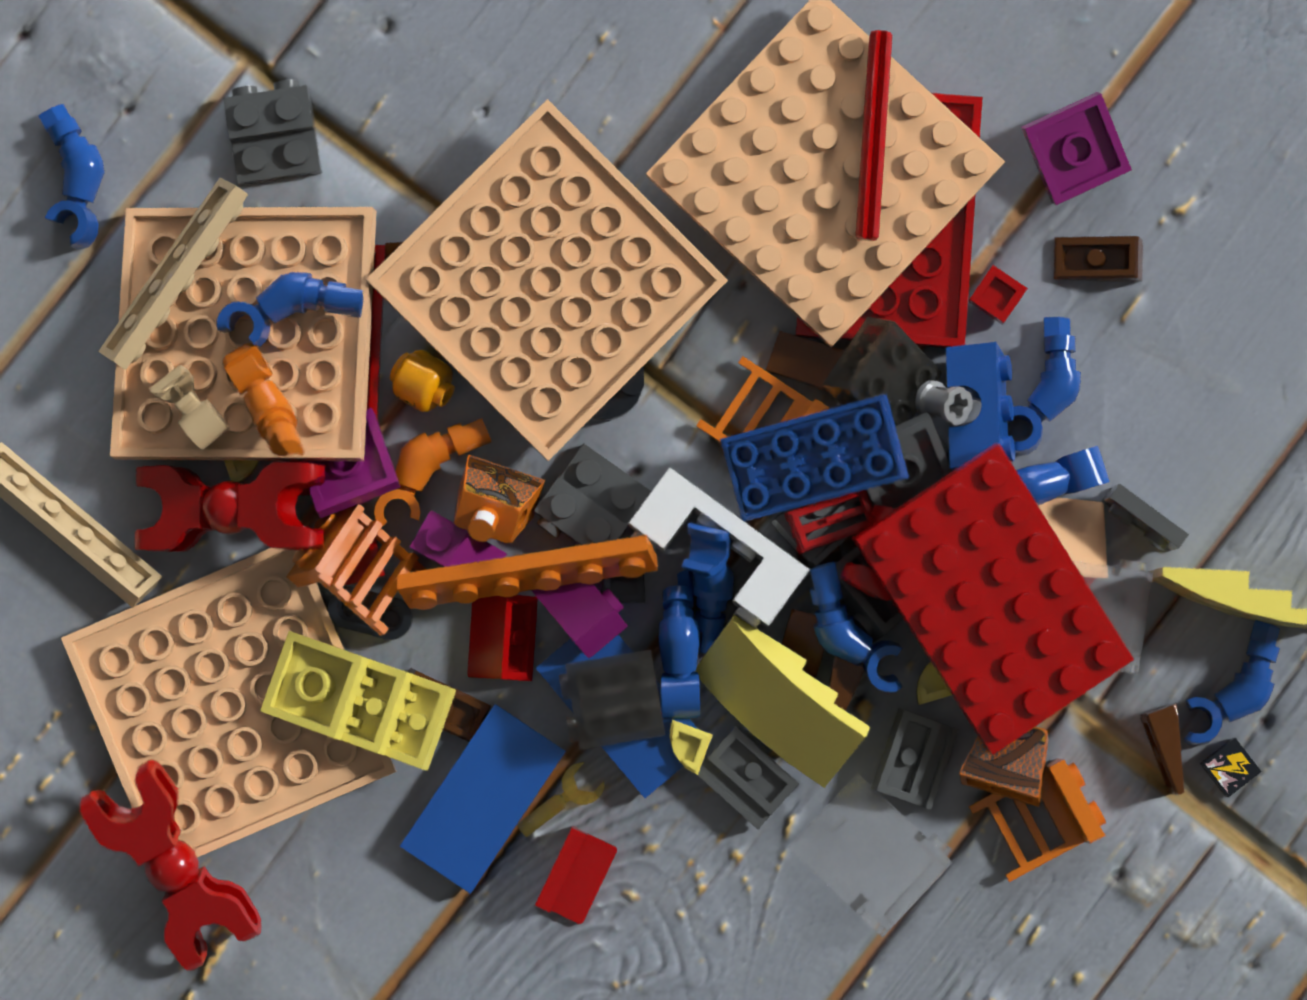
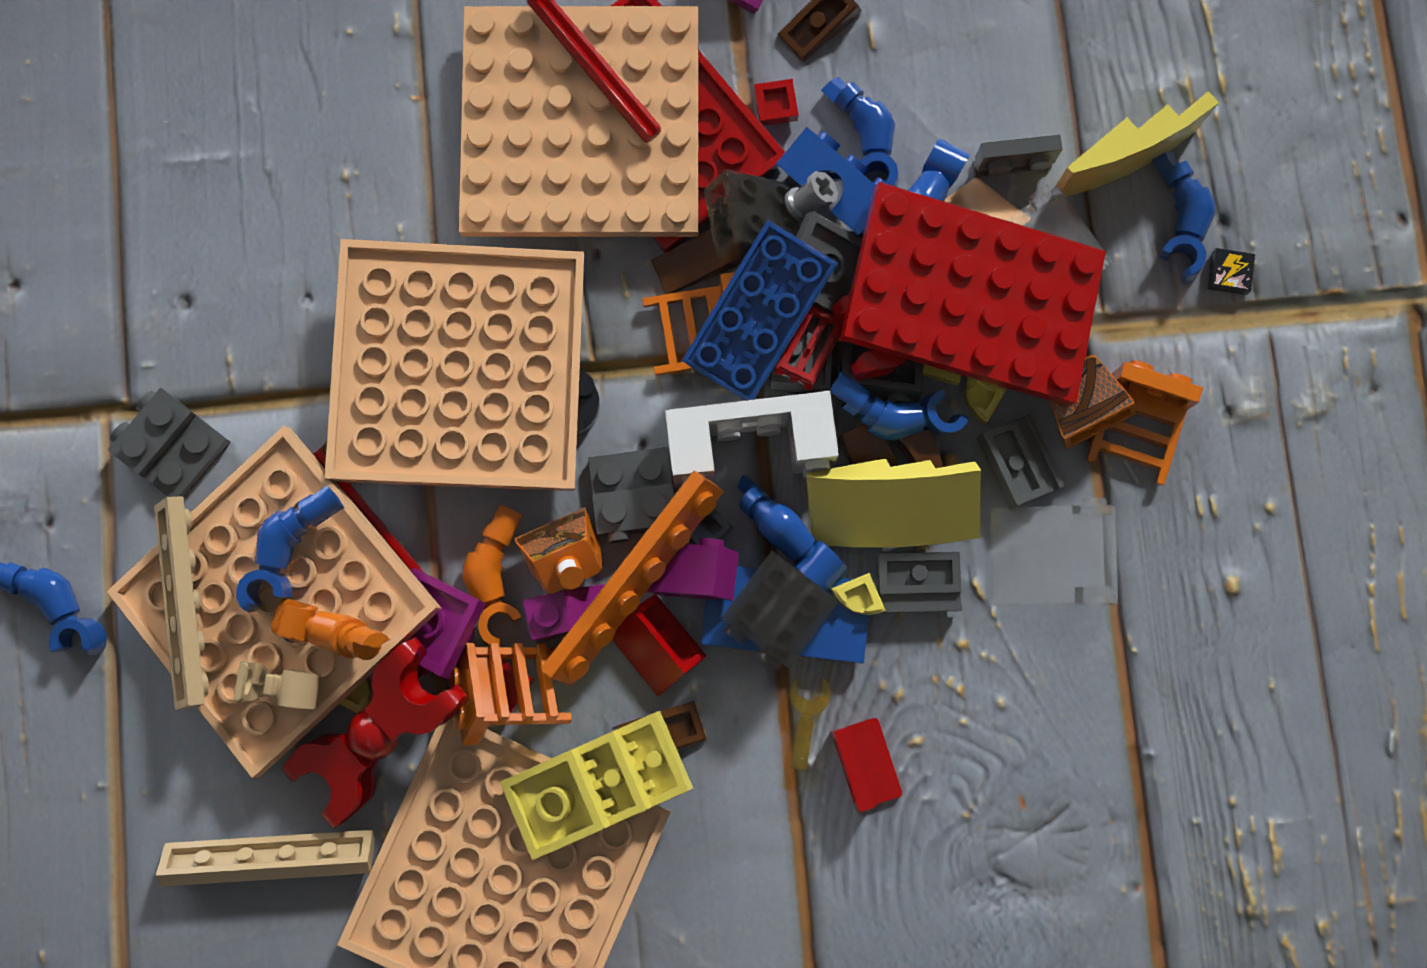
camera: 45 degrees left, 5 degrees down
(355, 623) = (546, 731): black plate -> none
(422, 380) = (433, 517): light orange head -> none
(482, 798) = (750, 772): blue tile -> none
(711, 578) = (764, 464): blue piece -> none
(1164, 738) = (1173, 291): reddish brown slope -> none

